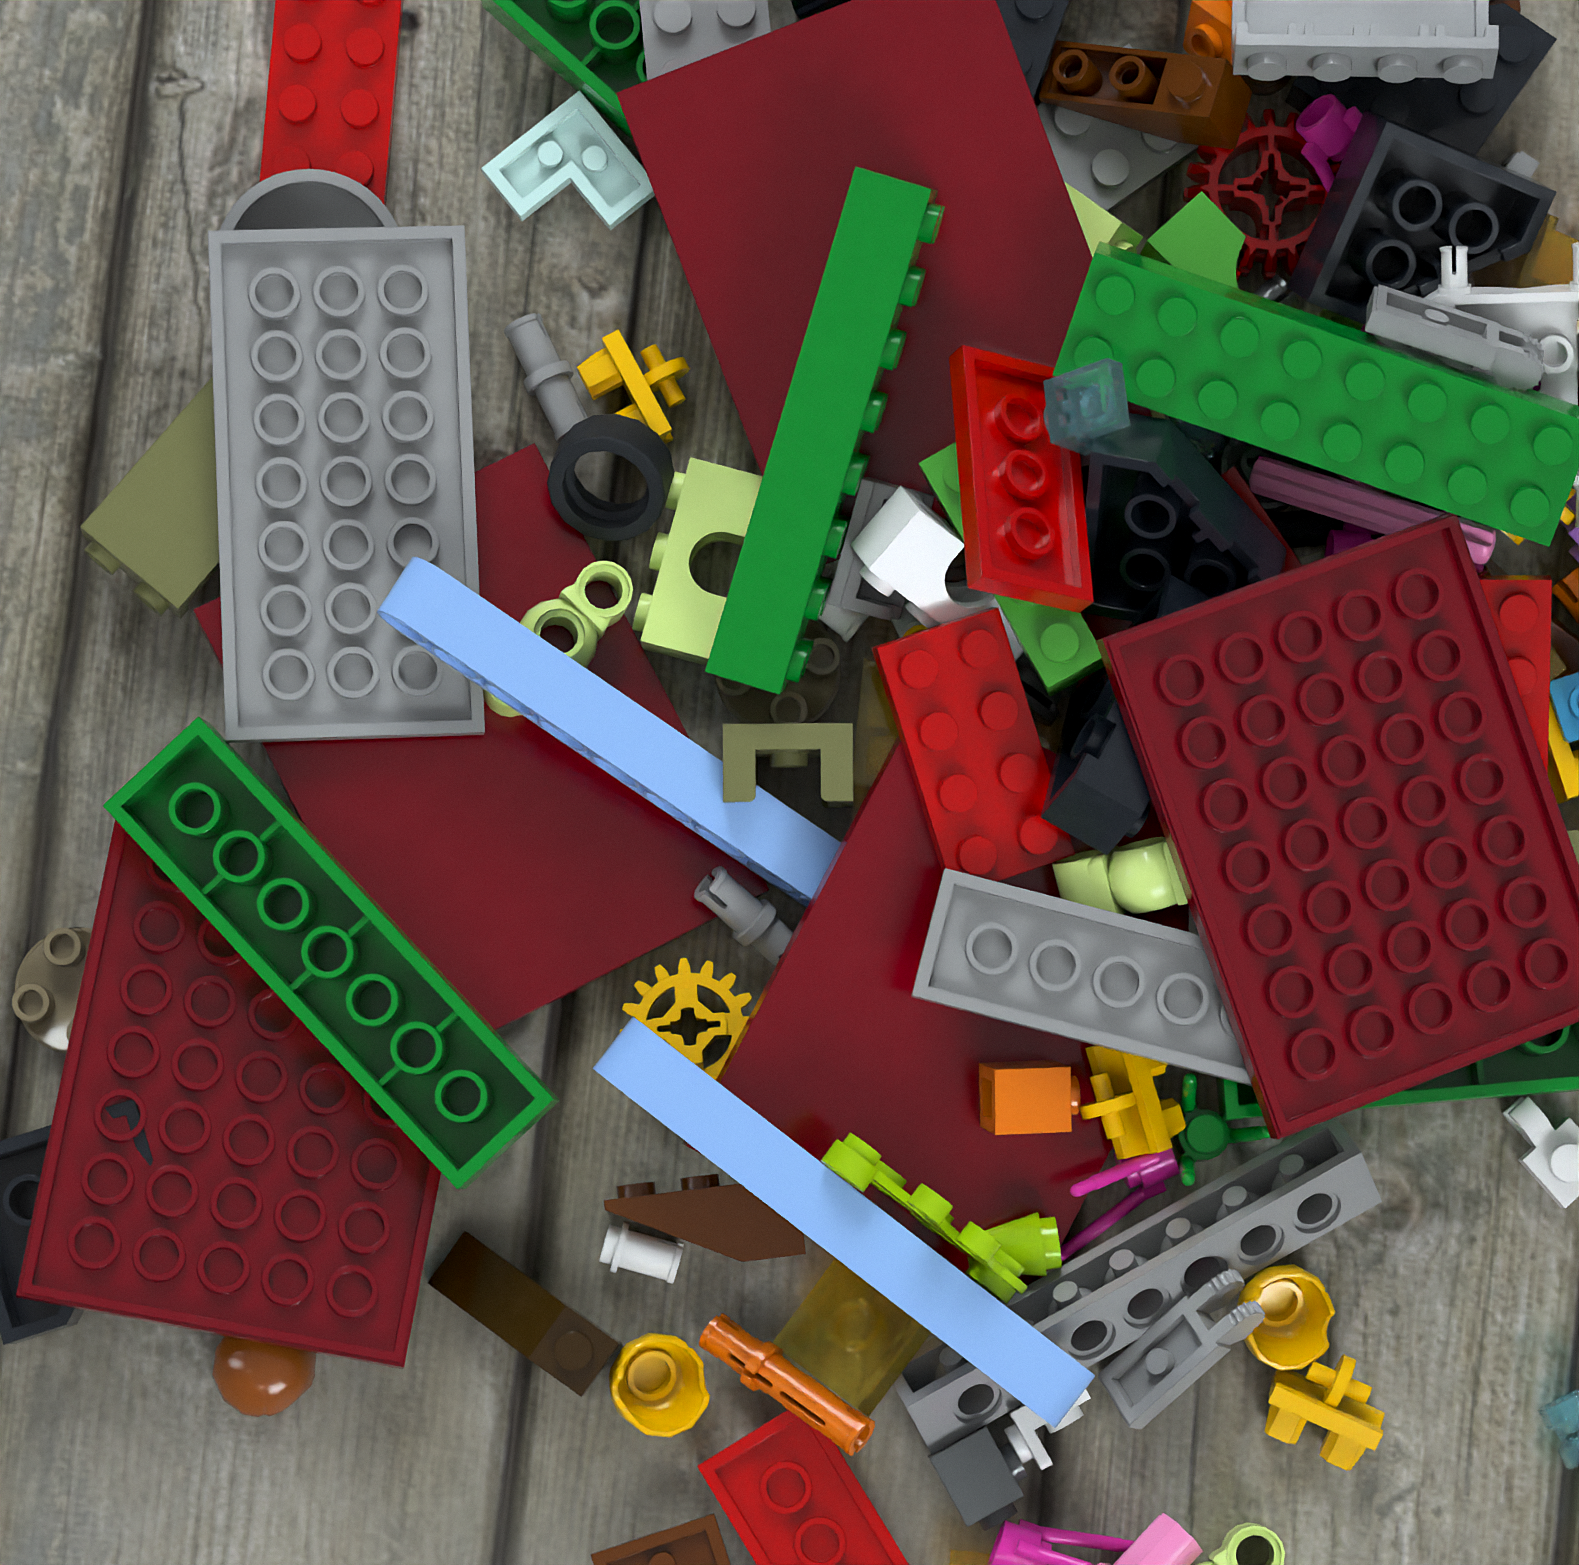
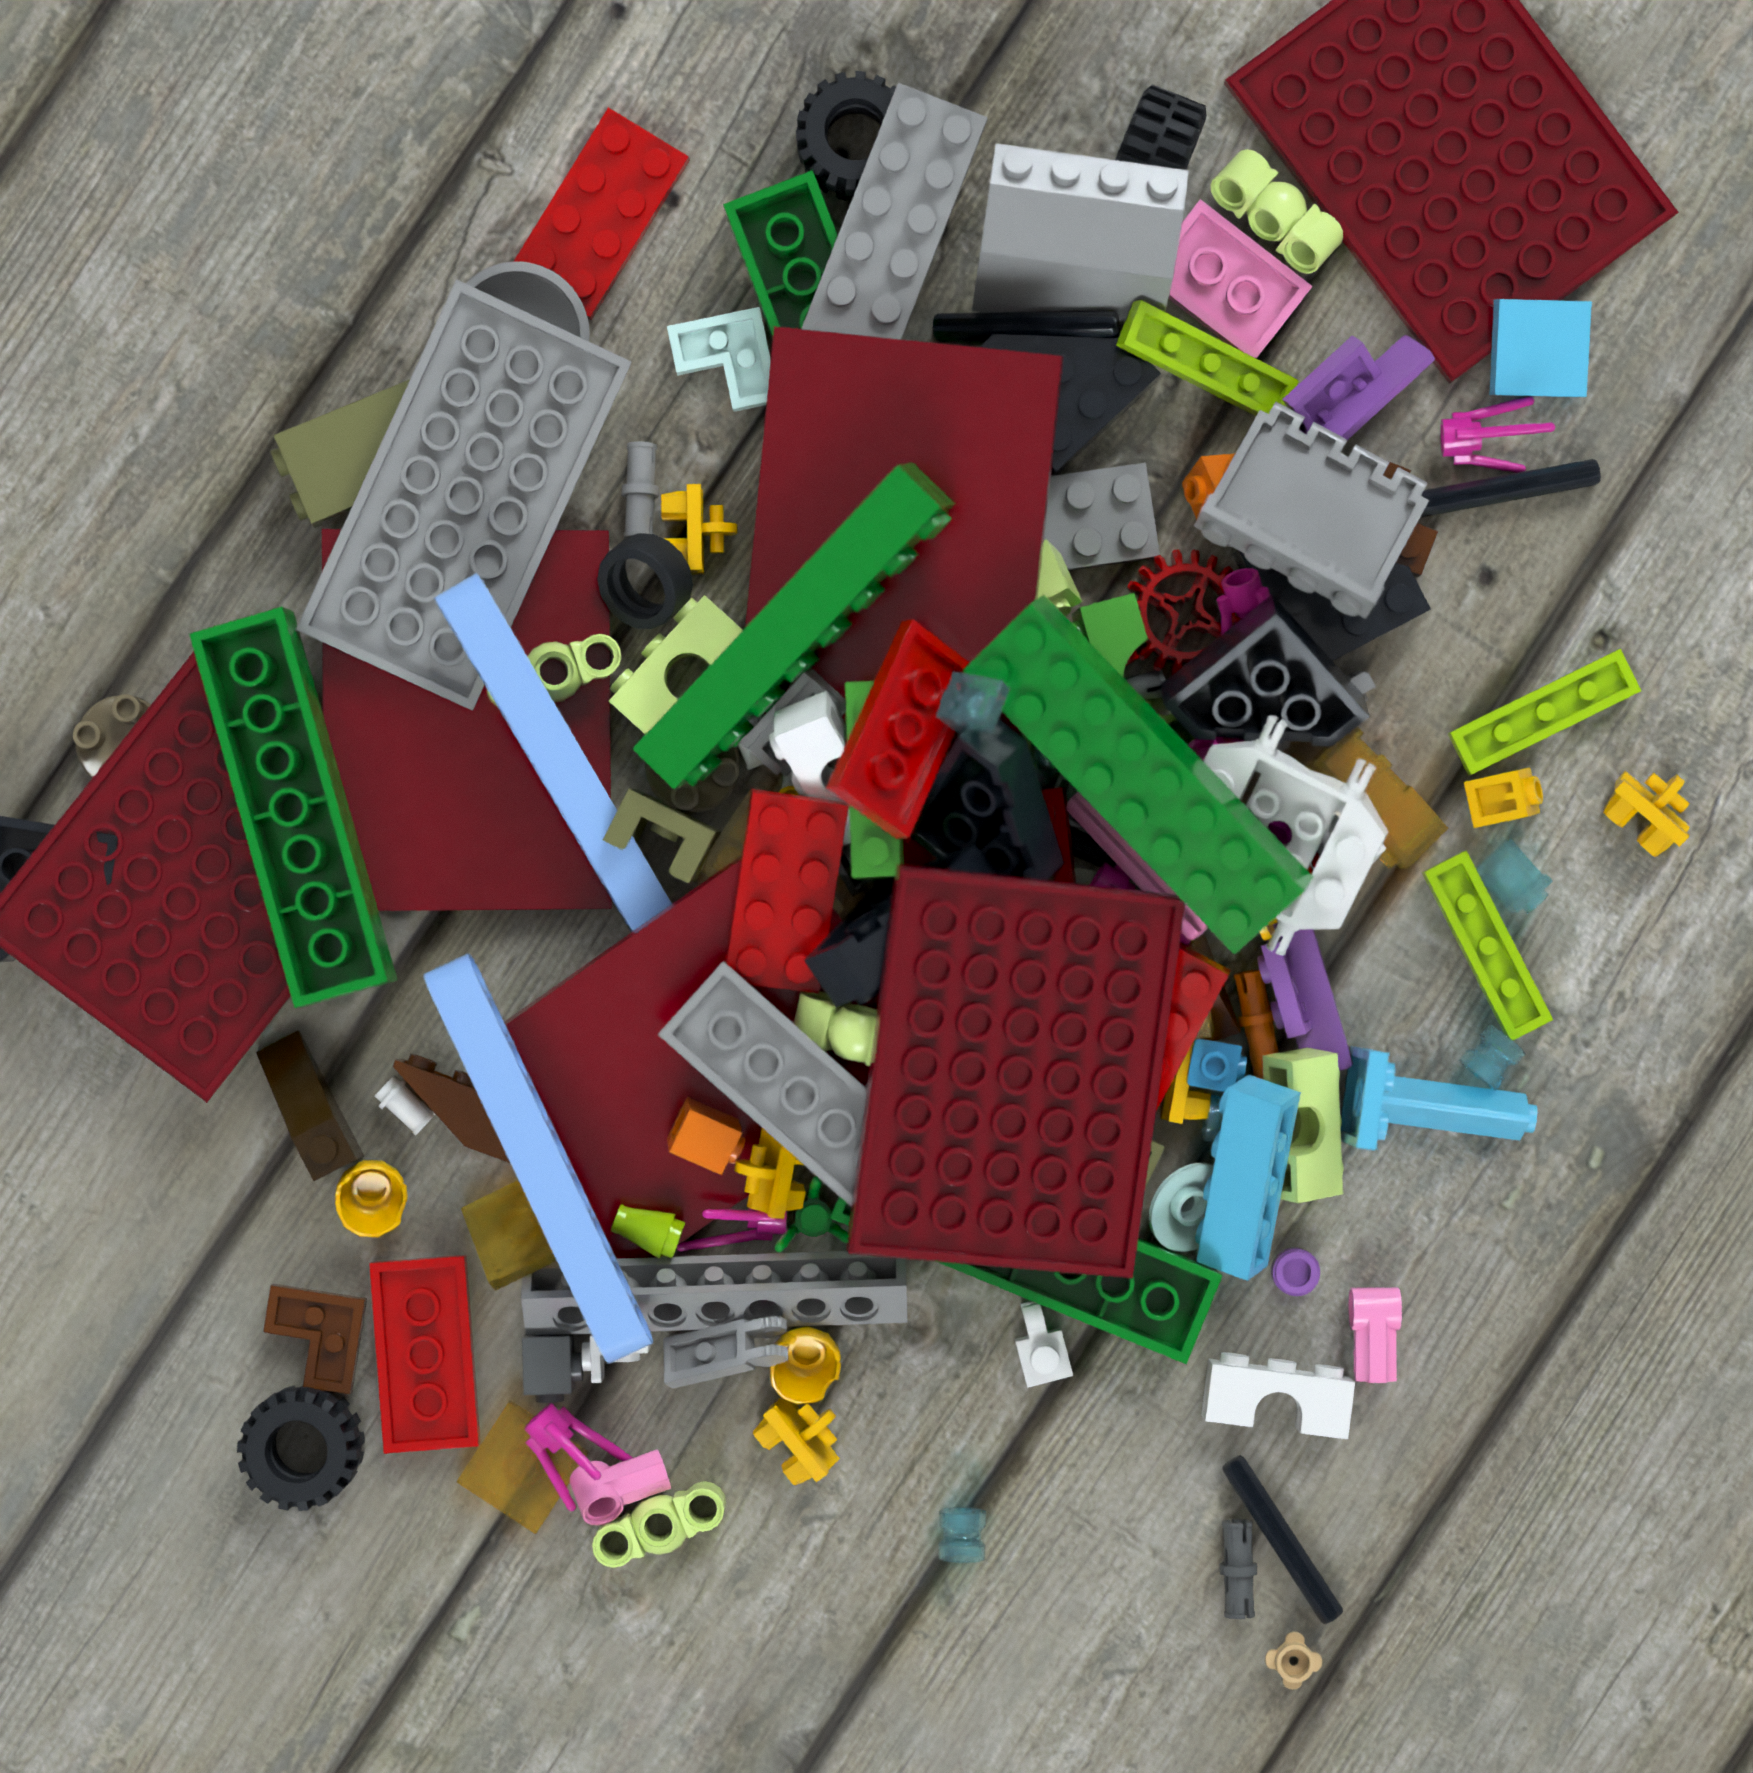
camera: 30 degrees right, 5 degrees up
(261, 1376) = (113, 1060): dark orange hair -> none
(687, 999) = (520, 953): yellow gear -> none
(750, 919) = (588, 924): light grey pin -> none
(766, 1369) = (447, 1225): orange pin -> none
(990, 1267) = (565, 1129): lime plant -> none
(1150, 91) = (1137, 504): reddish brown slope -> none
(1455, 337) = (1245, 782): light grey hinge -> none

